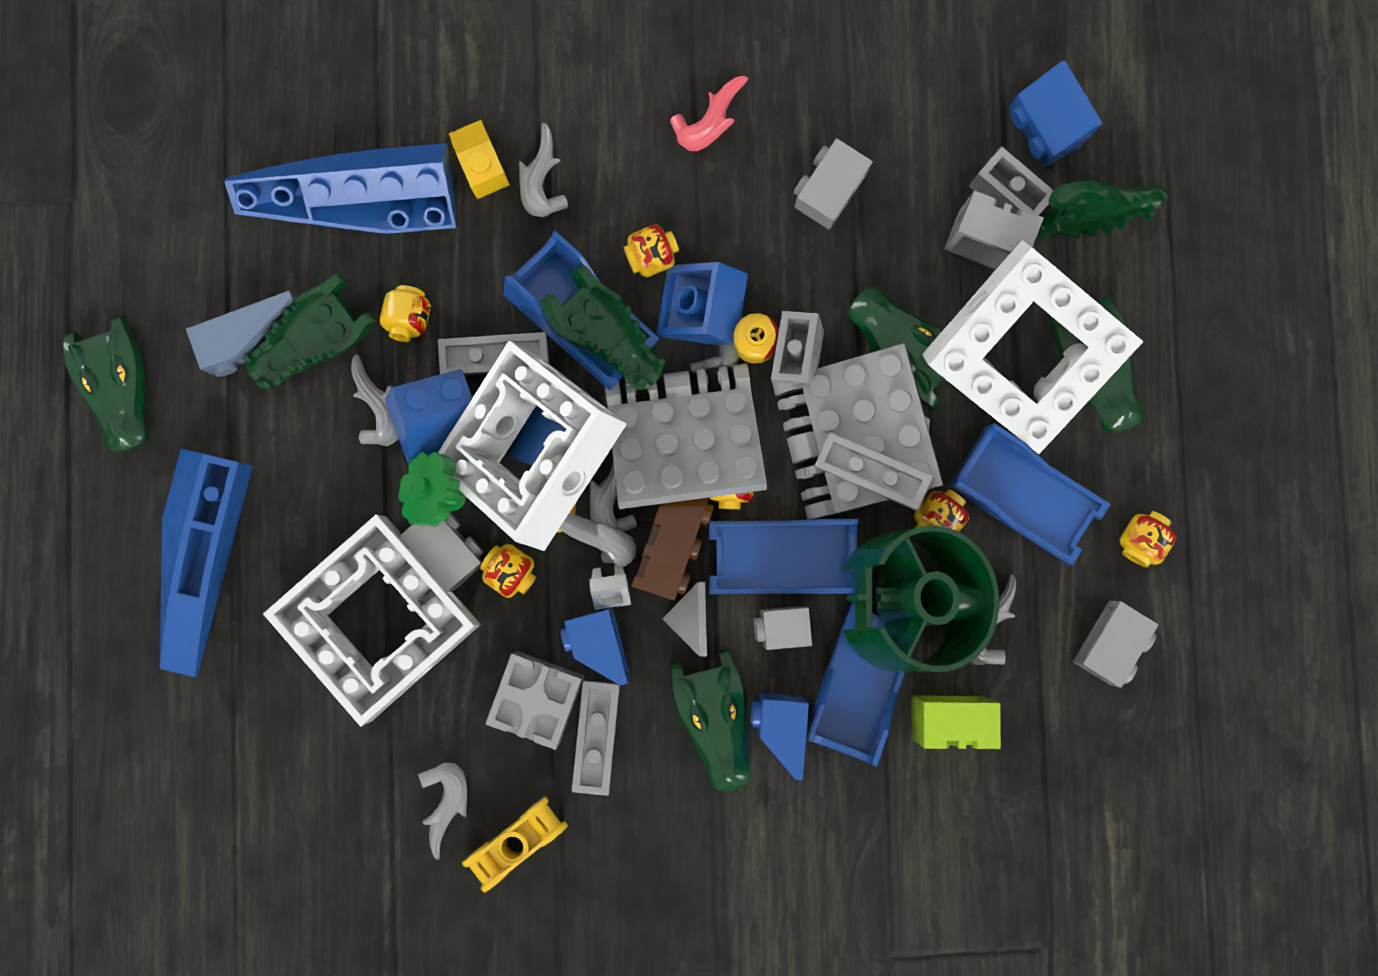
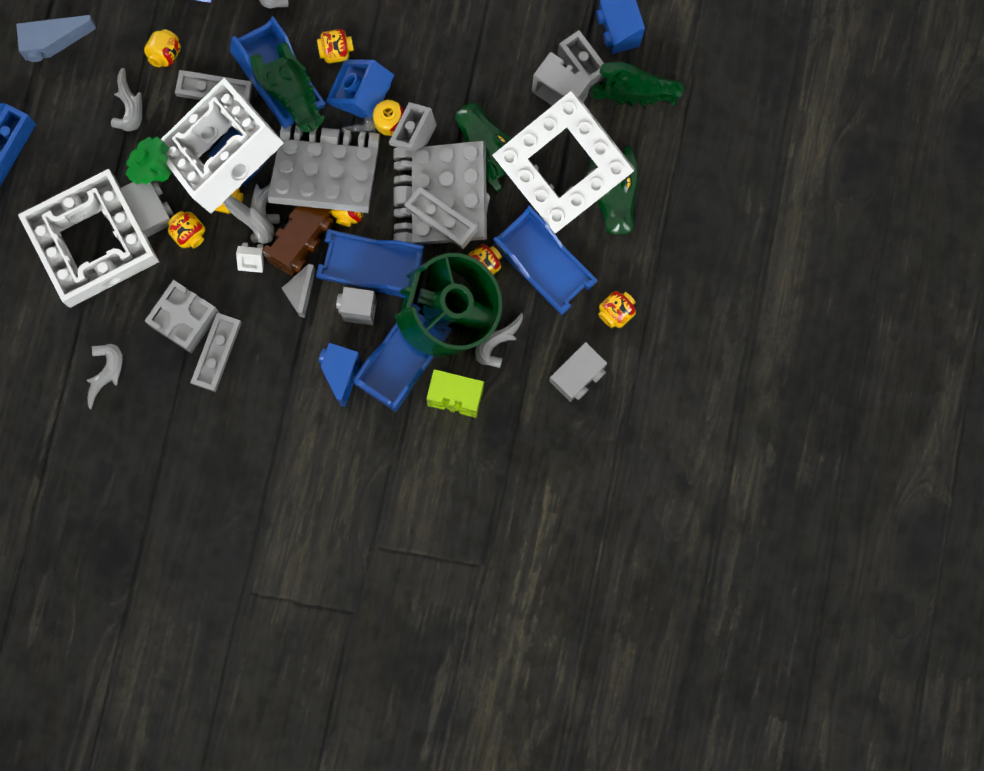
camera: 10 degrees right, 5 degrees down
(310, 332) = (96, 46): dark green animal -> none
(427, 411) = (159, 111): blue slope -> none
(495, 859) = (127, 415): yellow piece -> none
(597, 644) = (232, 284): blue slope -> none
(714, 714) = (298, 356): dark green animal -> none
(832, 183) = (465, 30): light grey brick -> none

